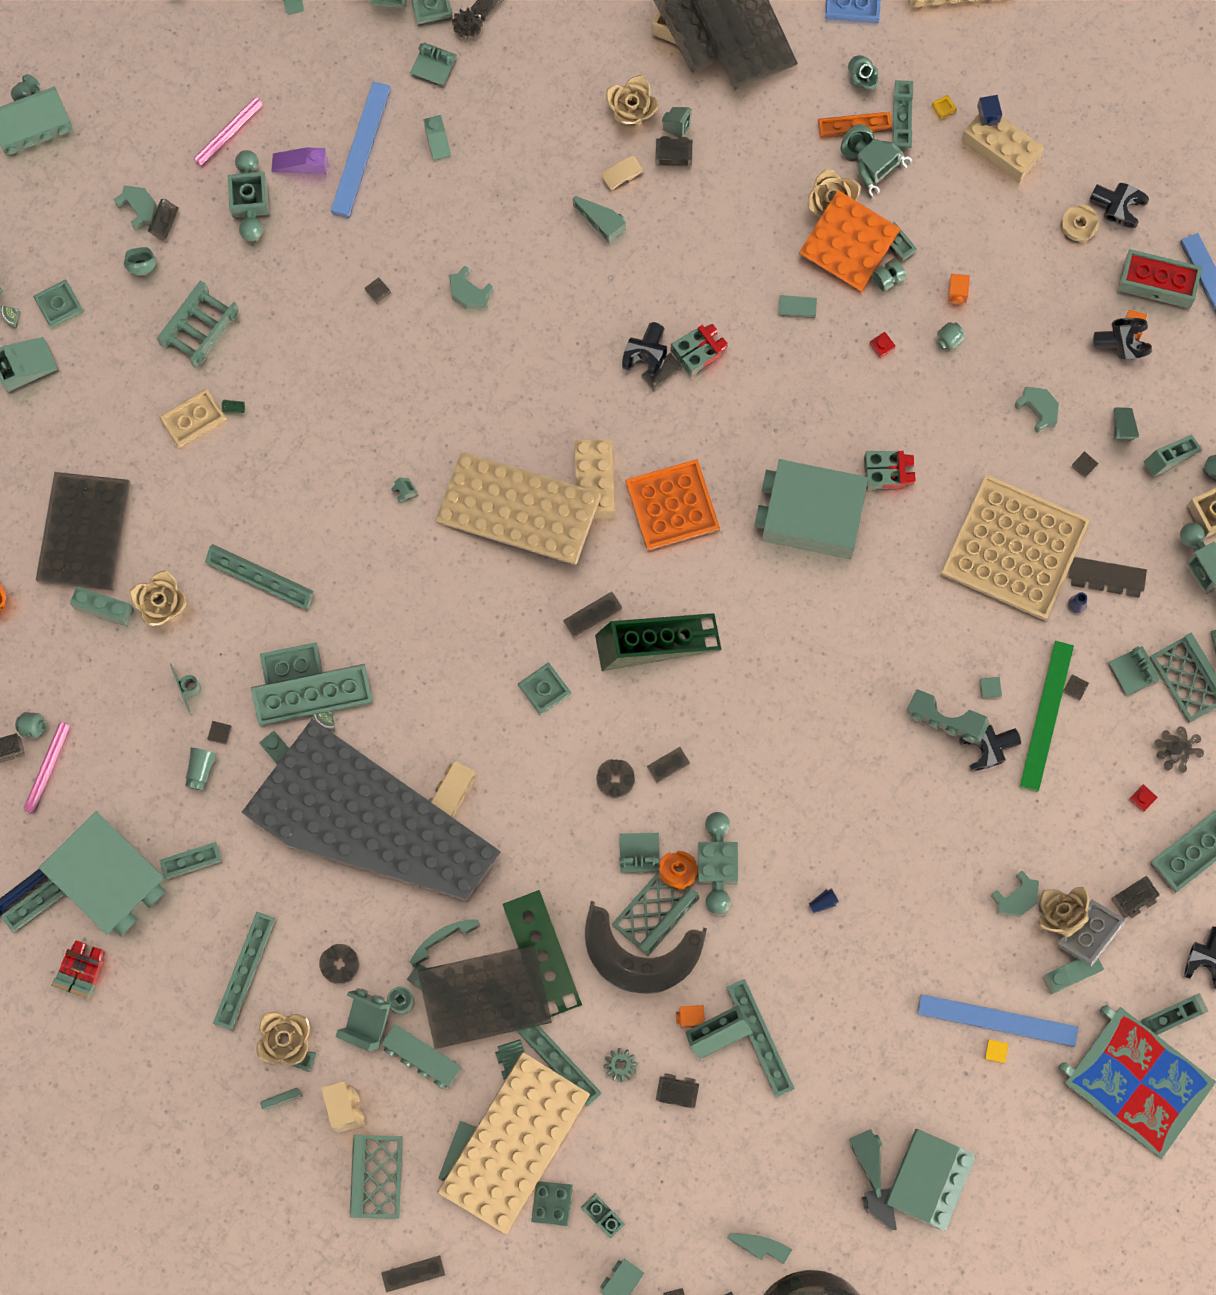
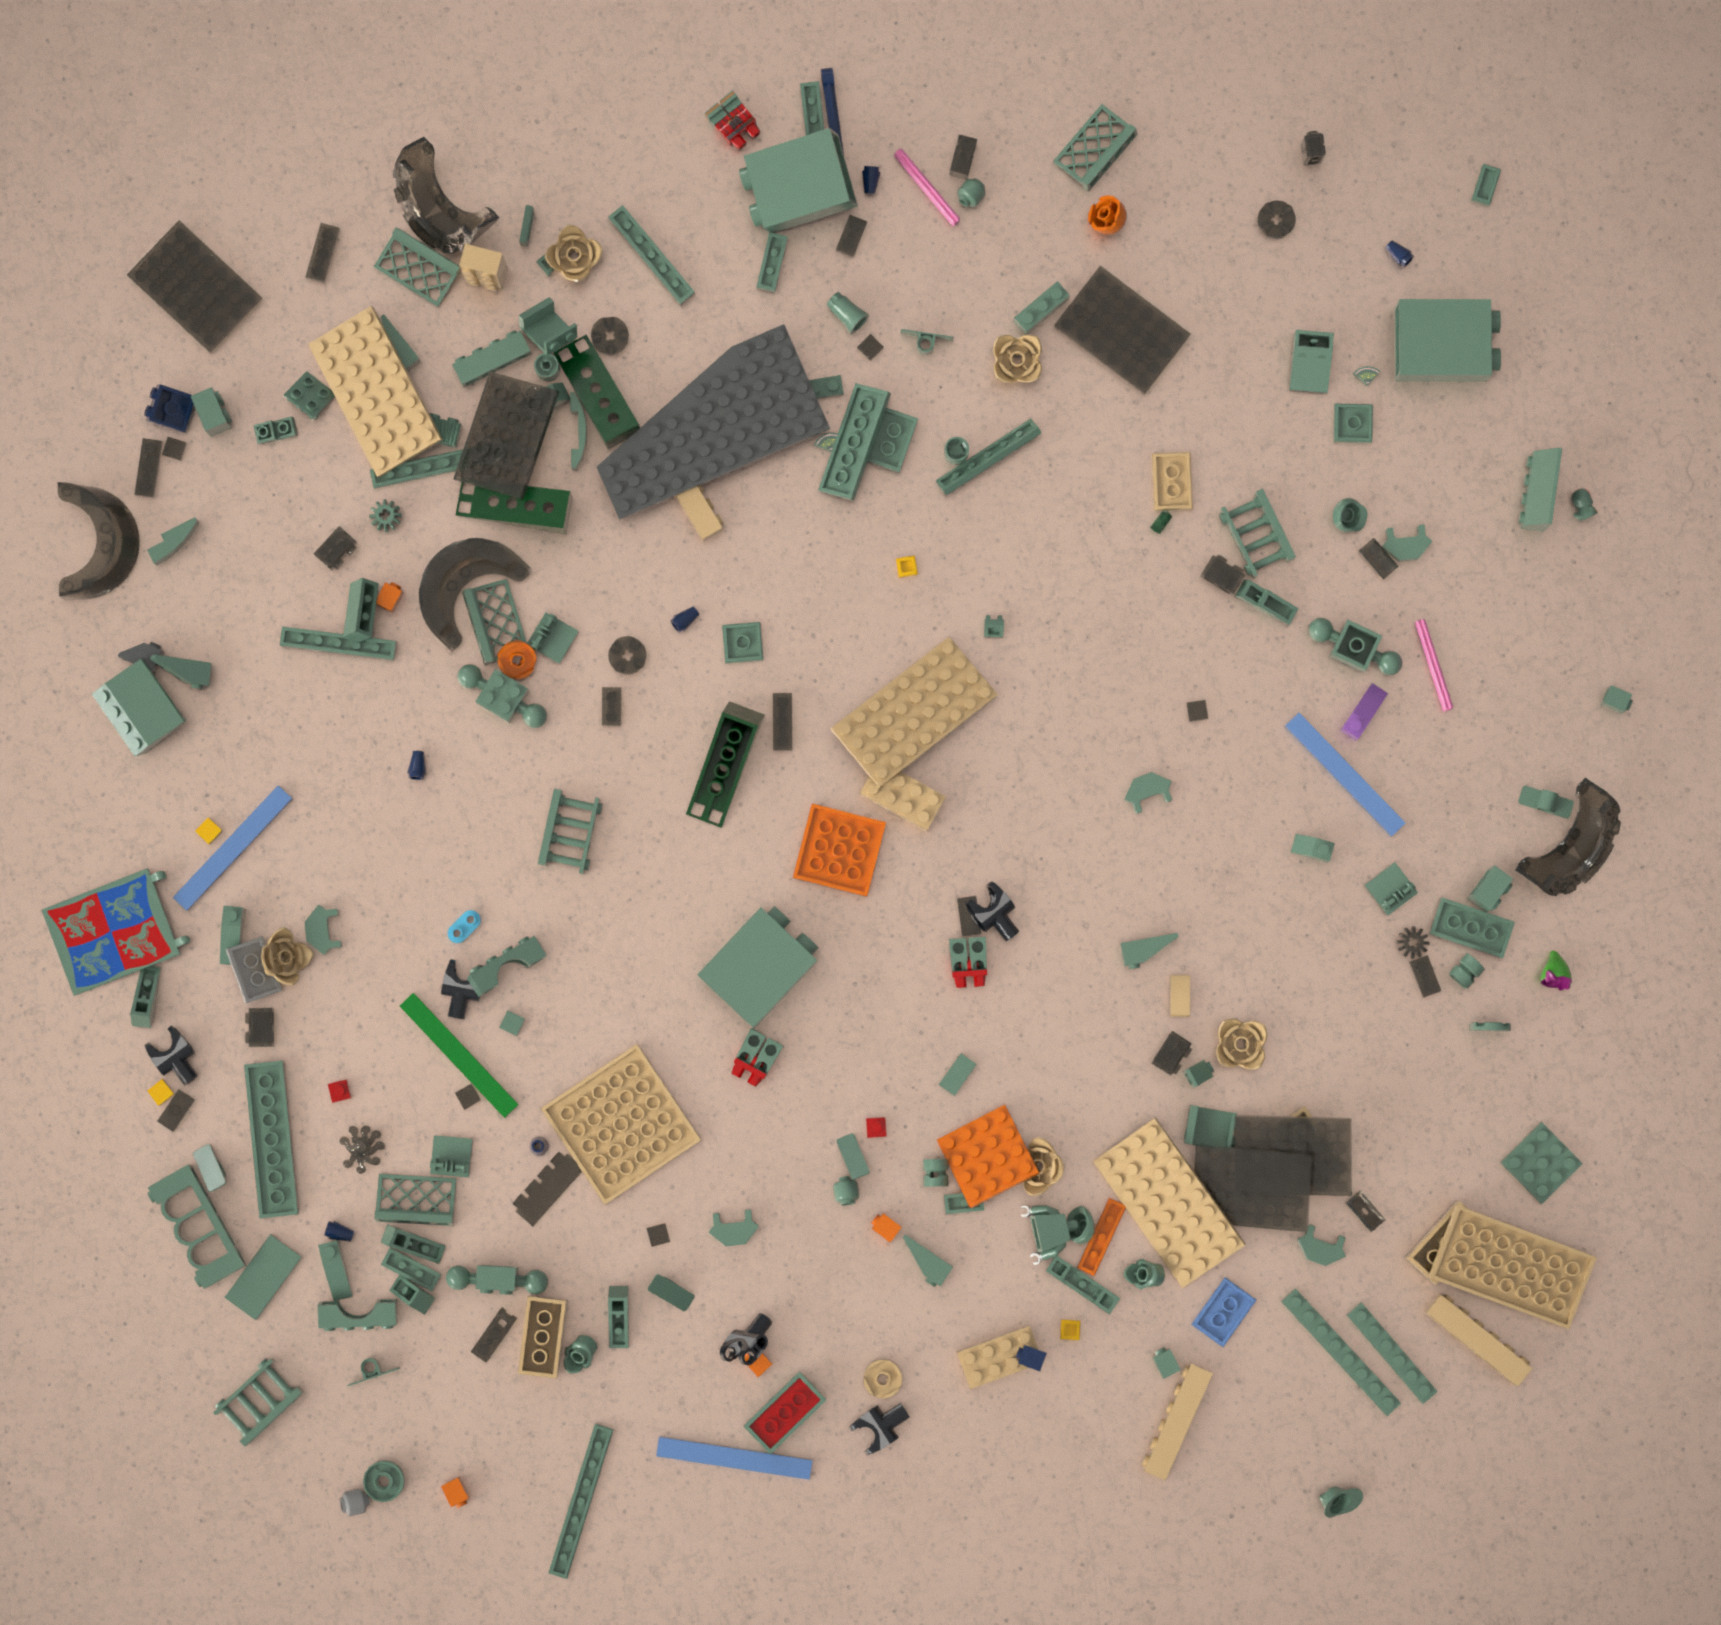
camera: 120 degrees right, 10 degrees up
(66, 819) = (870, 179): none -> dark blue cone
(127, 806) = (851, 236): none -> clear smoke plate
(249, 331) = (1223, 575): none -> clear smoke brick
(252, 286) = (1266, 601): none -> sand green slope
(269, 604) = (956, 450): none -> sand green wheel
(319, 1190) = (428, 208): none -> clear smoke windscreen
(395, 591) = (906, 566): none -> yellow tile
(400, 914) = (611, 433): none -> dark green piece
(554, 748) = (684, 619): none -> dark blue cone
(714, 91) = (1209, 1127): none -> sand green panel
(794, 86) = (1169, 1202): none -> tan plate
(795, 754) = (551, 837): none -> sand green fence
(919, 345) = (853, 1156): none -> sand green piece
(922, 20) = (1165, 1362): none -> sand green brick
(935, 779) = (465, 928): none -> medium azure plate
(965, 235) = (931, 1265): none -> sand green slope

